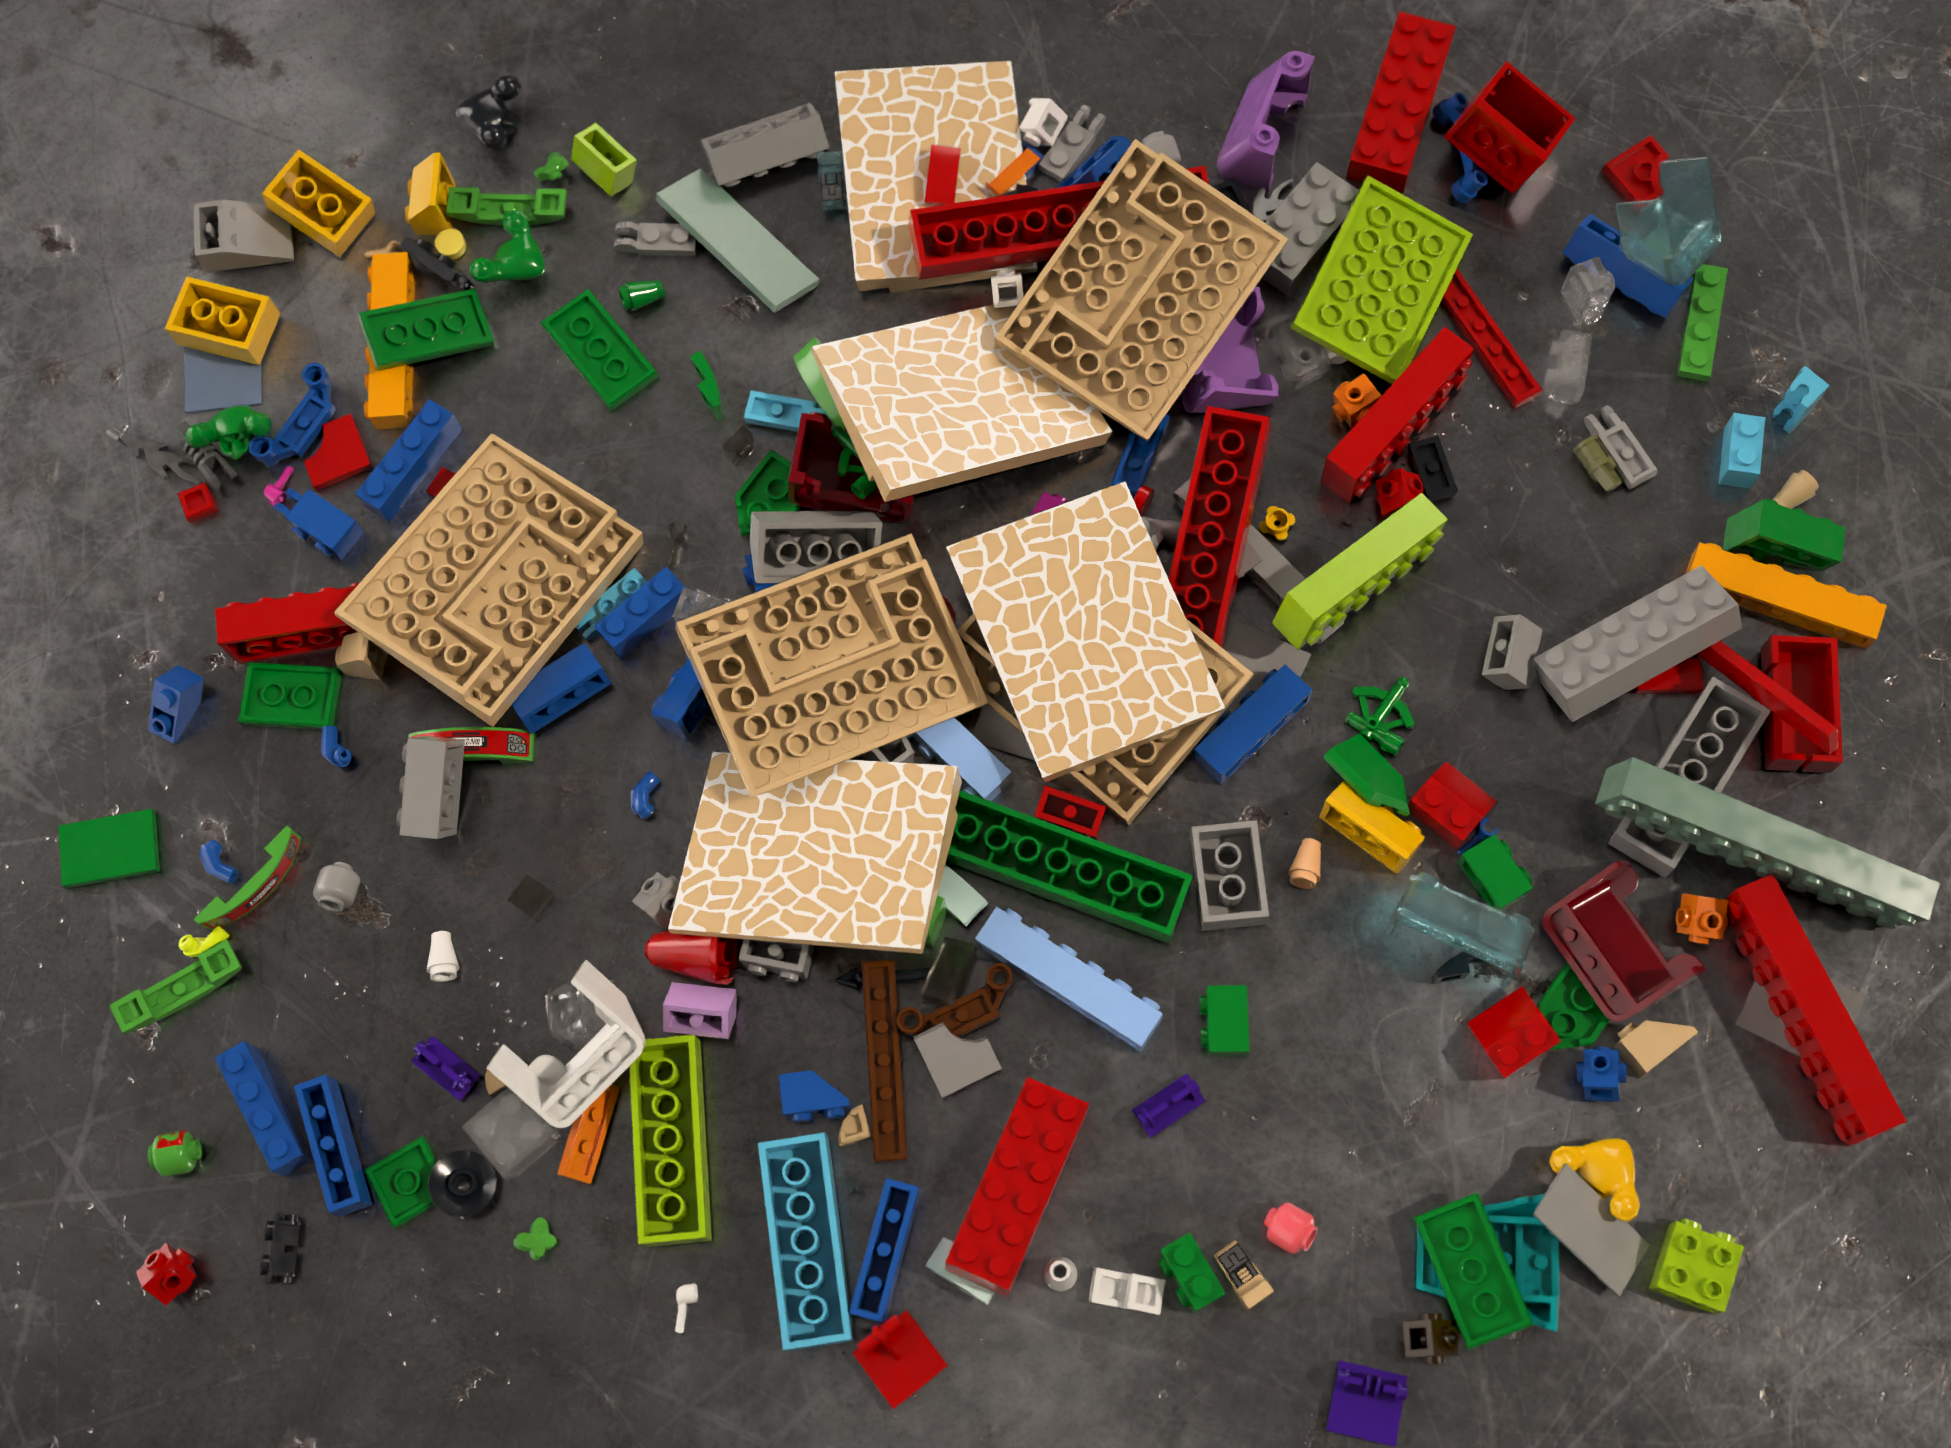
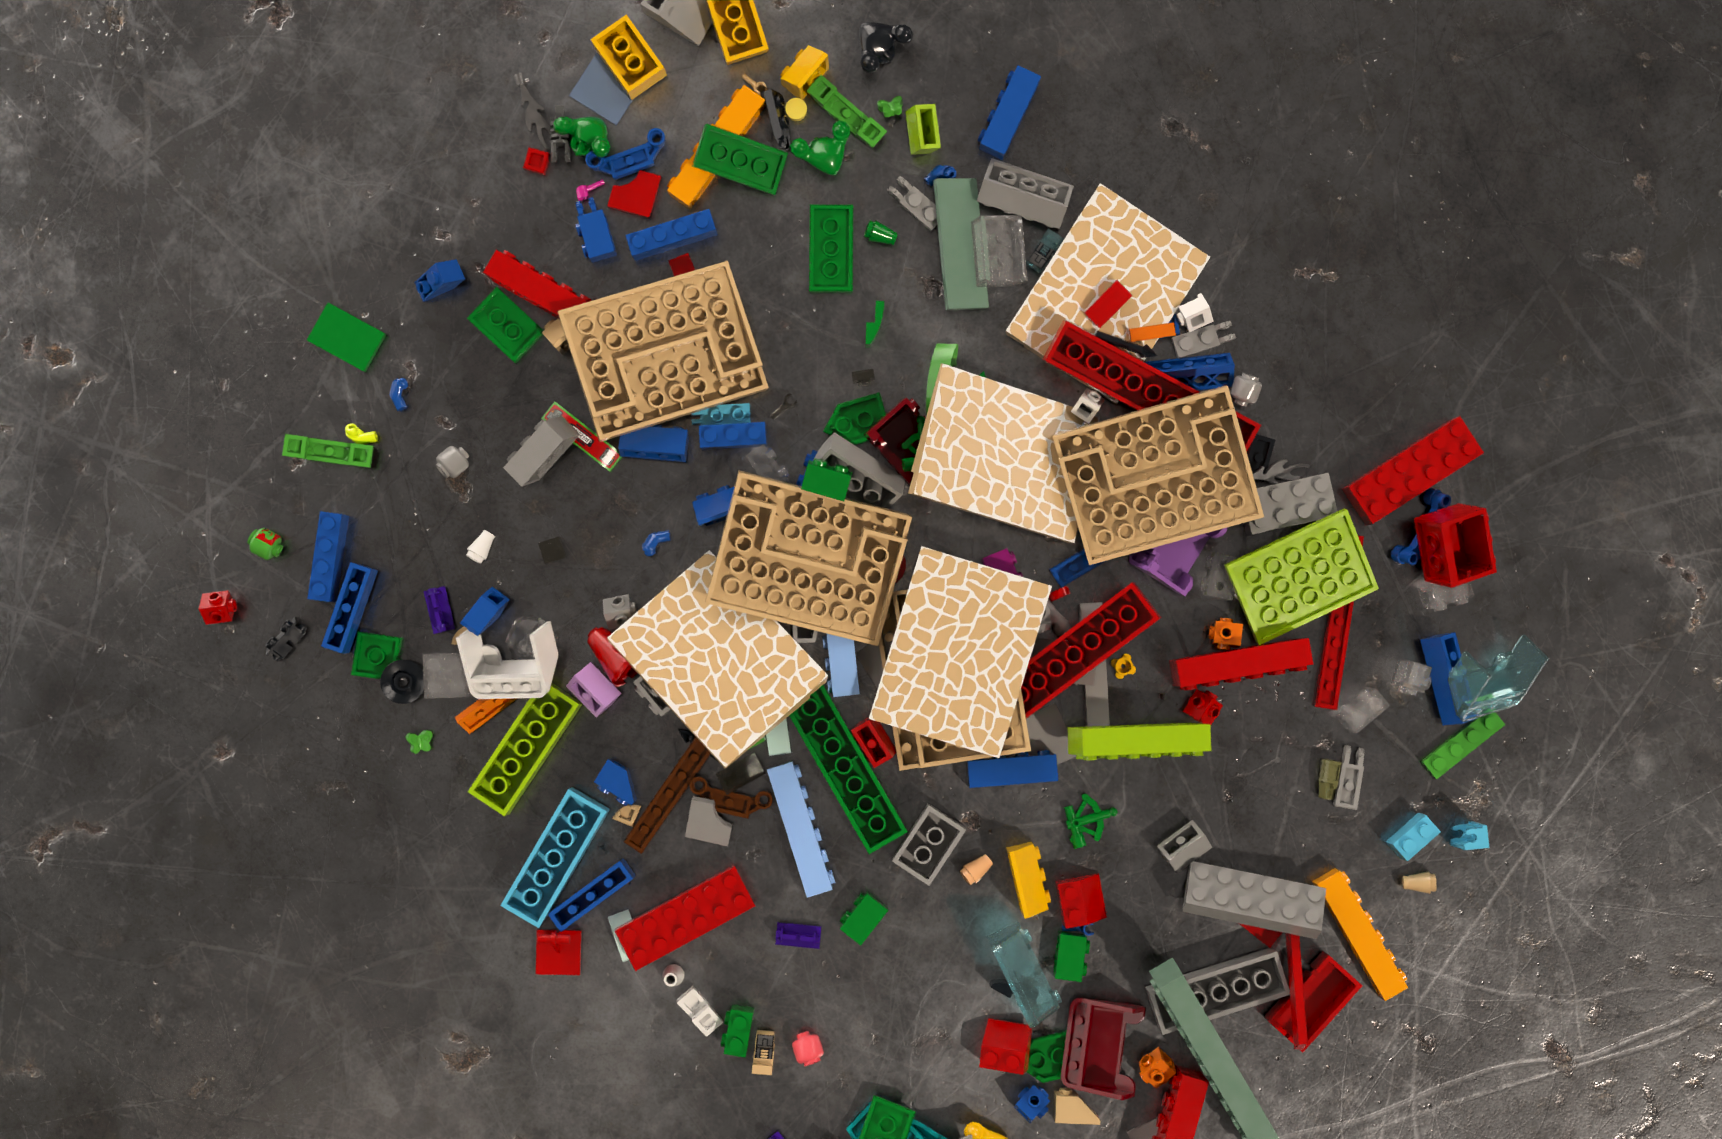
camera: 35 degrees right, 15 degrees up
(258, 888) = (436, 418): bright green slope -> none
(332, 750) = (506, 377): blue arm -> none
(501, 1019) = (485, 611): none -> blue slope
(651, 205) = (940, 171): none -> blue arm
(683, 82) = (1009, 113): none -> blue brick
(685, 1294) = (475, 831): white hand -> none
(777, 410) = (903, 375): medium azure hinge -> none
(783, 212) = (999, 251): none -> clear brick
(783, 559) = (826, 479): none -> green brick
(1252, 144) = (1296, 427): medium lavender windscreen -> none
(1369, 774) = (1049, 851): green tile -> none
(1433, 468) = (1235, 706): black plate -> none
(1544, 188) = (1438, 596): none -> clear brick
(1637, 170) = (1508, 624): red tile -> none
(1785, 534) = (1391, 903): green wedge -> none

